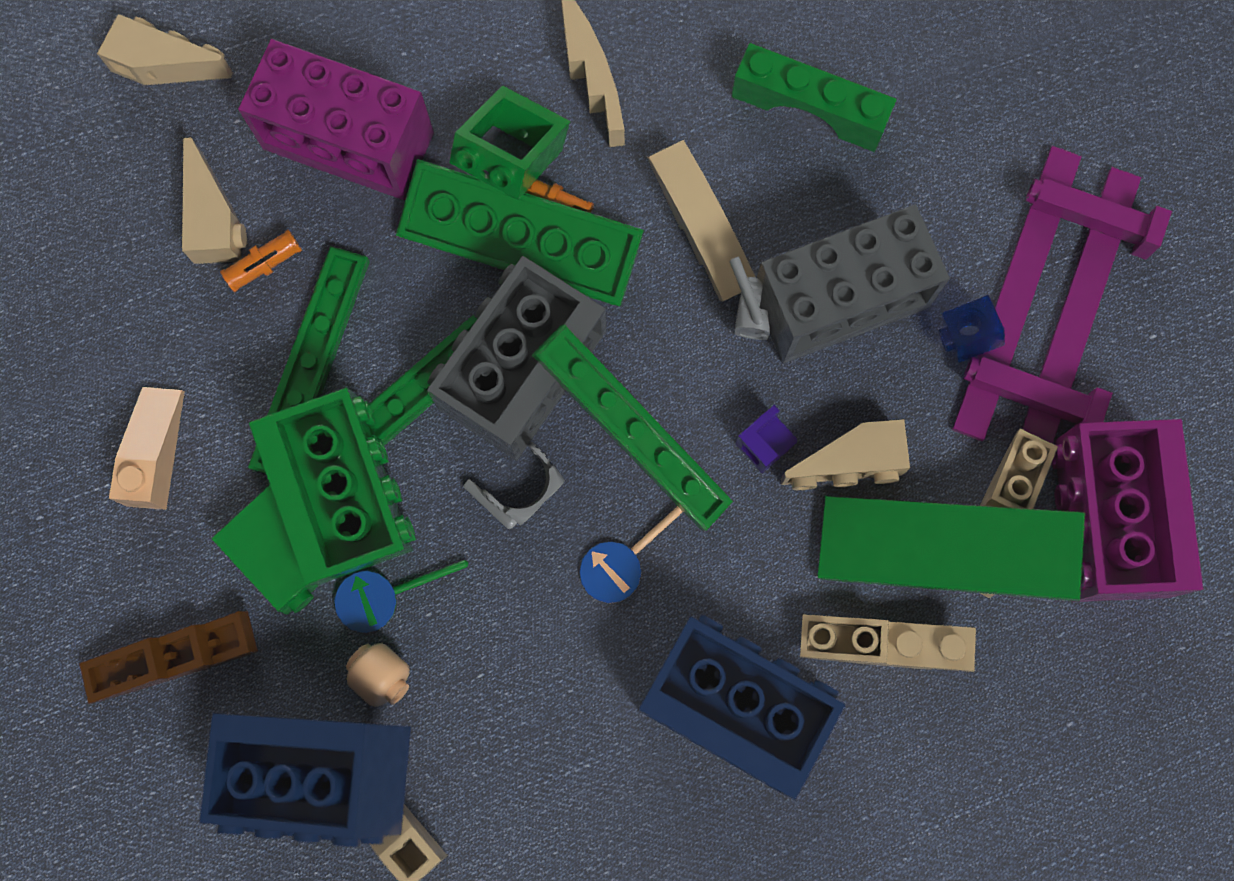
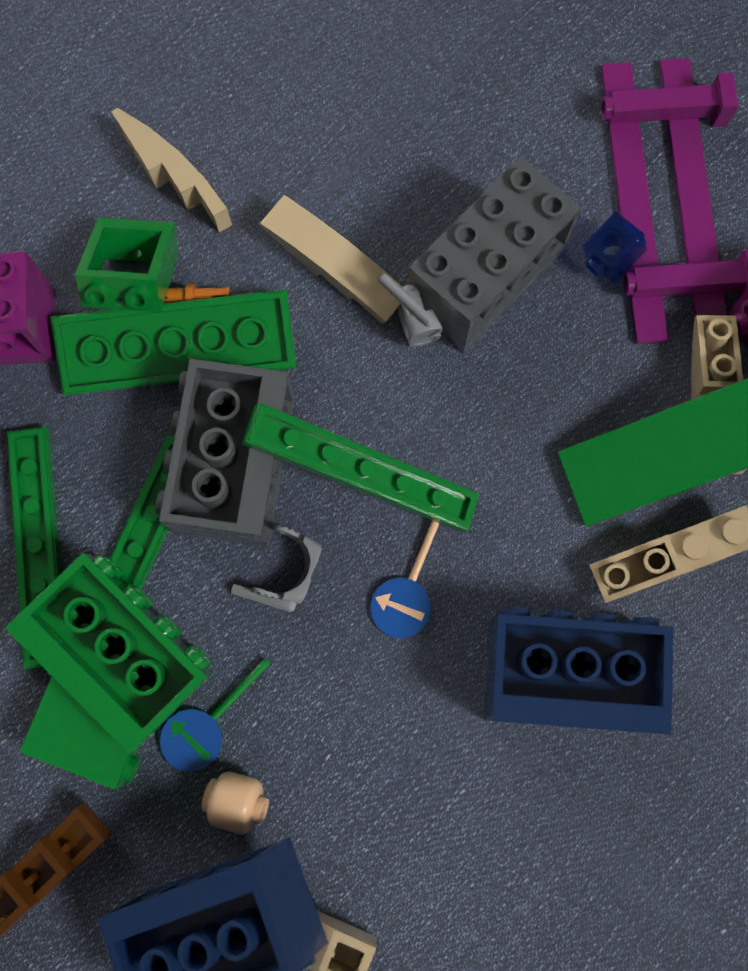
camera: 25 degrees left, 0 degrees up
(766, 440) = (482, 427): dark purple panel -> none
(849, 108) = (417, 104): green arch -> none
(866, 451) = (576, 394): tan slope -> none

